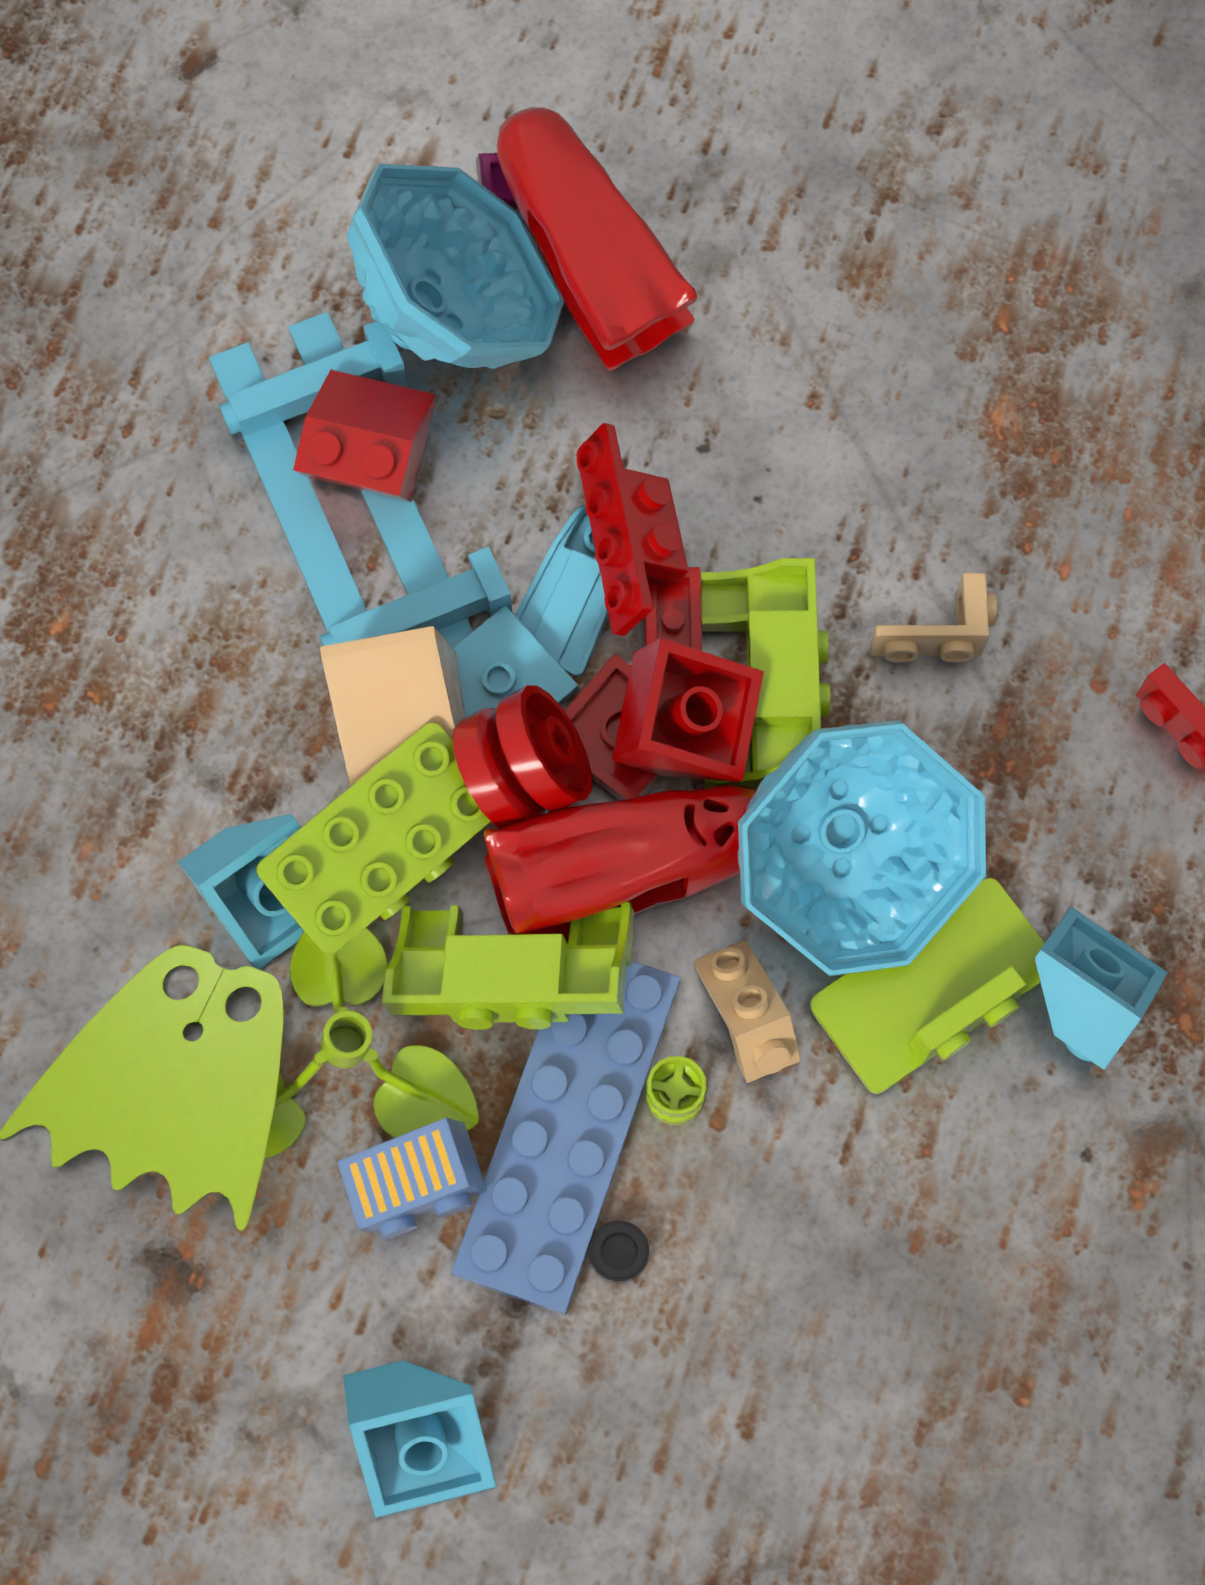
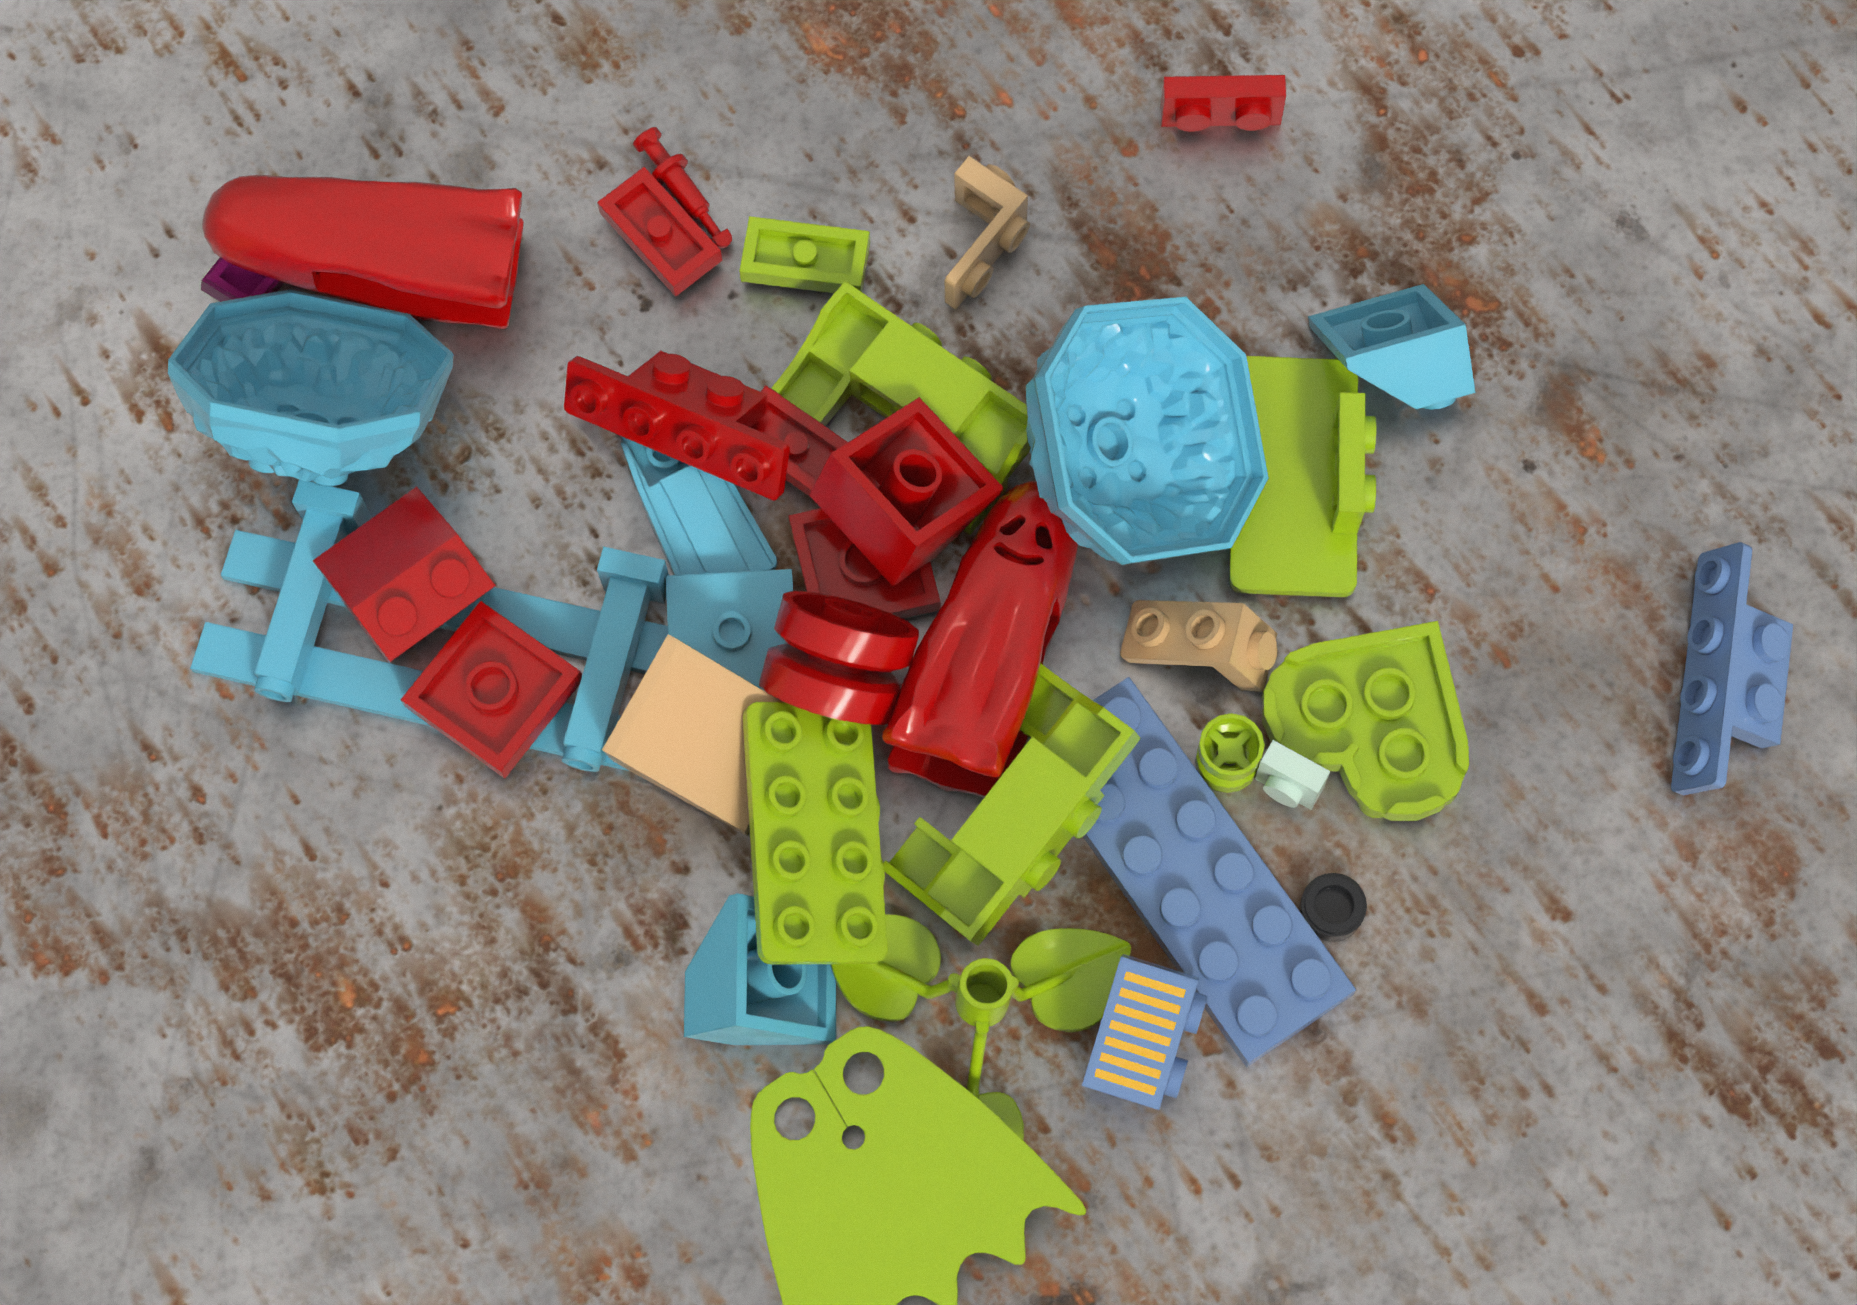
camera: 50 degrees left, 0 degrees up
(333, 553) = (492, 689): none -> red plate
(415, 1436) = (1373, 1192): medium azure slope -> none
(690, 1148) = (1291, 777): none -> light aqua plate
(760, 414) = (660, 231): none -> red plate
(790, 1178) = (1378, 715): none -> lime plate
(812, 390) = (672, 174): none -> red piece
(822, 523) = (803, 255): none -> lime plate
(1037, 1428) = (1731, 672): none -> medium blue bracket

